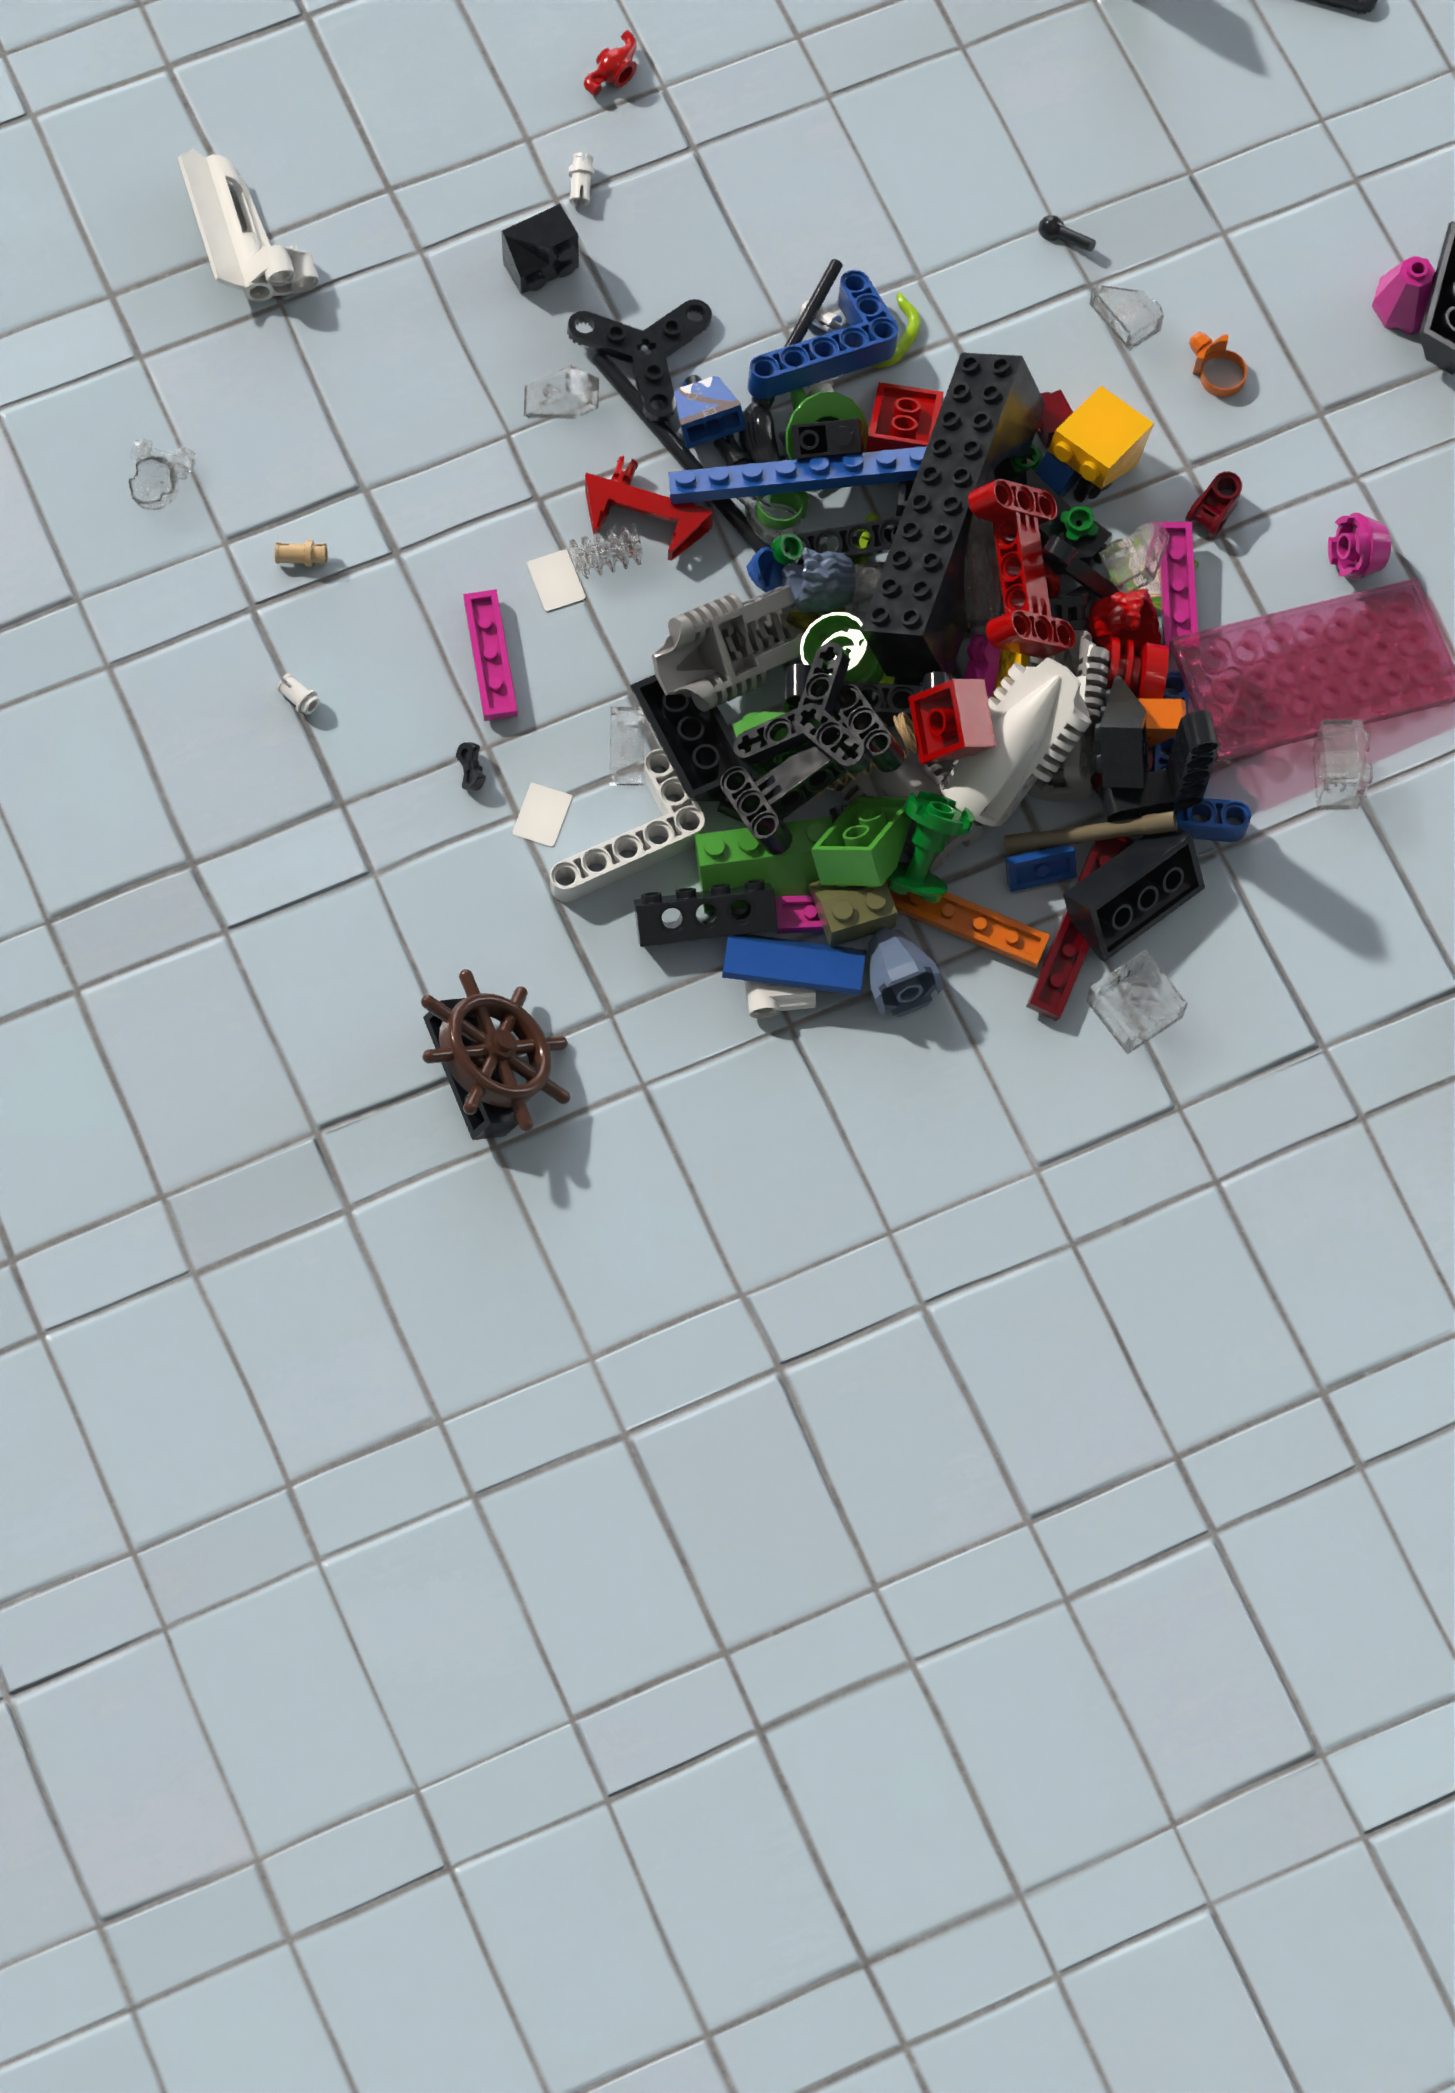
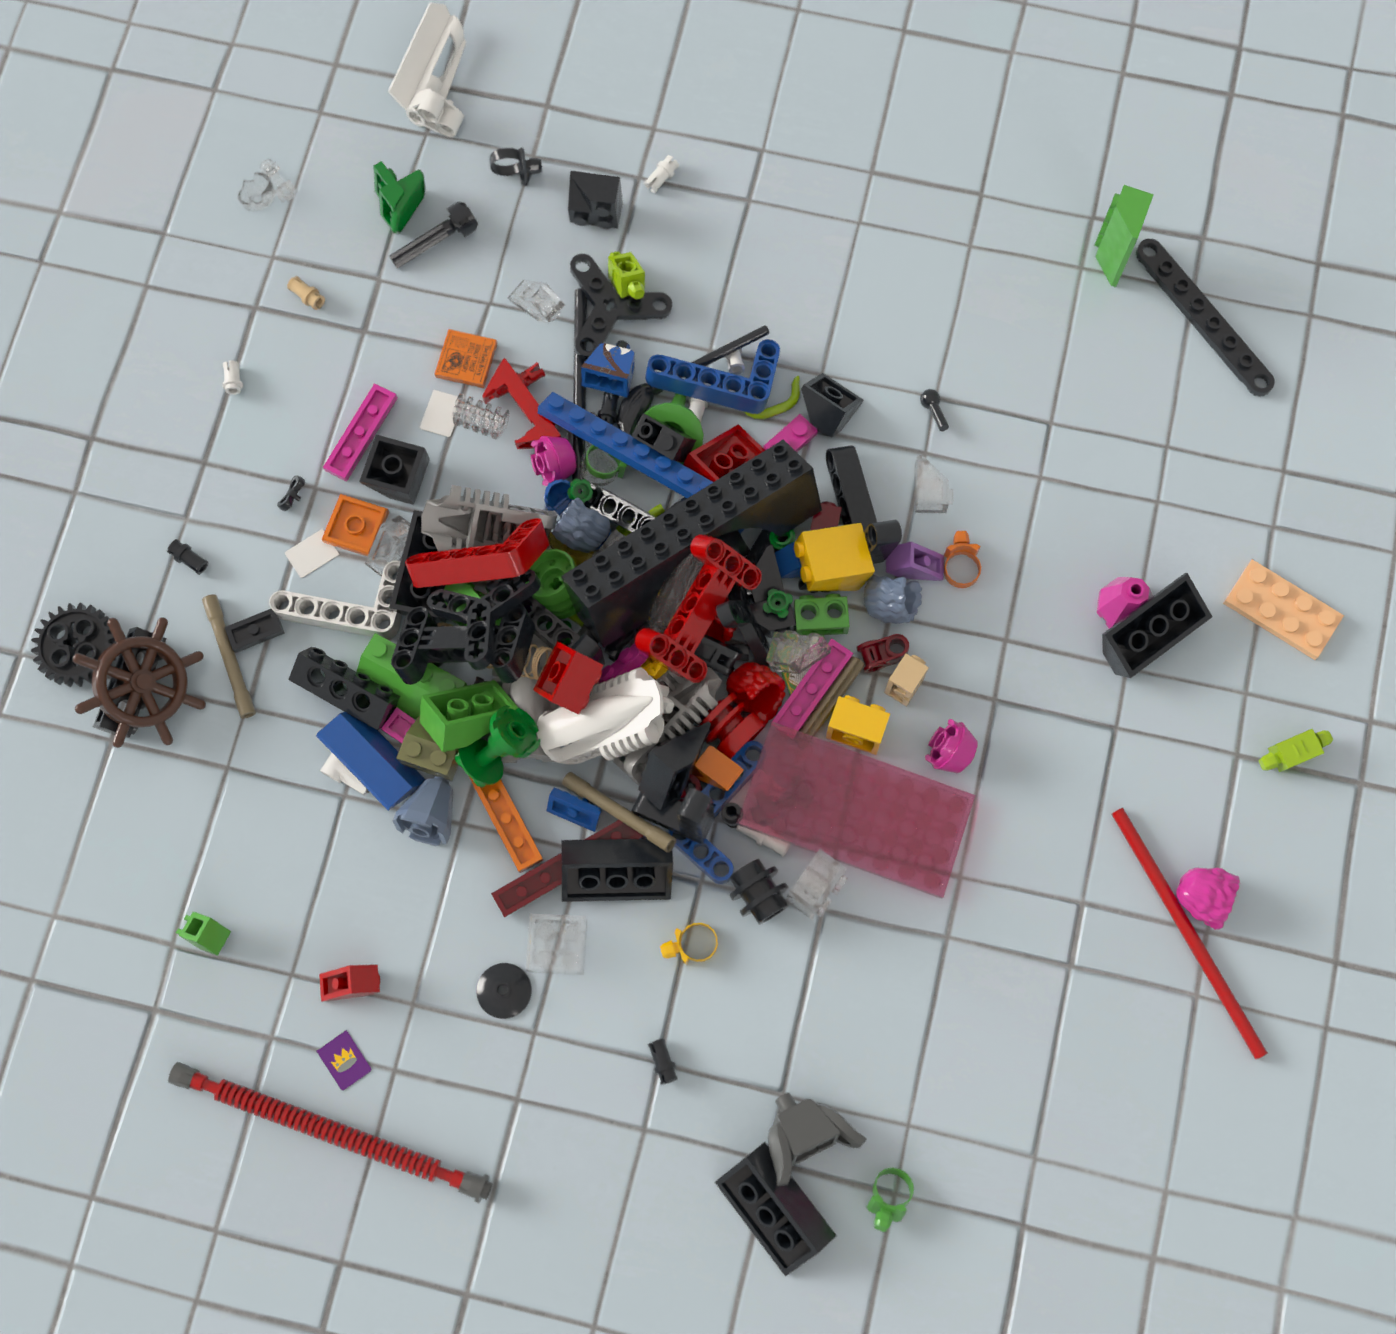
camera: 45 degrees right, 5 degrees up
(319, 387) = (398, 198): none -> green piece
(353, 1096) = (52, 649): none -> black gear
(404, 365) = (460, 220): none -> black piece
(415, 906) = (184, 554): none -> black pin
(426, 266) = (523, 167): none -> black piece
(535, 506) = (466, 358): none -> orange tile
(555, 928) = (254, 630): none -> black plate
(566, 753) = (354, 524): none -> orange tile
(567, 662) = (395, 469): none -> black slope
(596, 1001) = (241, 694): none -> dark tan piece
(613, 66) = (739, 116): red piece -> none
(639, 304) = (626, 274): none -> lime piece
(724, 542) = (553, 459): none -> dark pink cone
(758, 681) = (481, 562): none -> red beam
(771, 1248) = (204, 933): none -> bright green brick
(944, 355) = (796, 434): none -> dark pink plate
(959, 1191) = (349, 982): none -> red slope
(960, 298) = (829, 404): none -> black slope
(1014, 1272) = (344, 1060): none -> dark purple sticker
(1057, 370) = (856, 504): none -> black beam
(1115, 1106) = (516, 997): none -> black dish
(1128, 513) = (822, 622): none -> bright green brick
(1173, 397) = (915, 562): none -> medium lavender slope
(1182, 446) = (892, 599): none -> sand blue hair
(1203, 577) = (829, 700): none -> dark tan axle
(1239, 1286) = (306, 1122): none -> red hose
(1247, 763) = (772, 843): none -> white pin
(1253, 586) = (857, 724): none -> yellow brick
(1253, 924) = (670, 949): none -> yellow piece
(1264, 511) = (906, 679): none -> tan brick
(1290, 810) = (758, 891): none -> black piece
(1332, 1041) = (662, 1061): none -> black pin

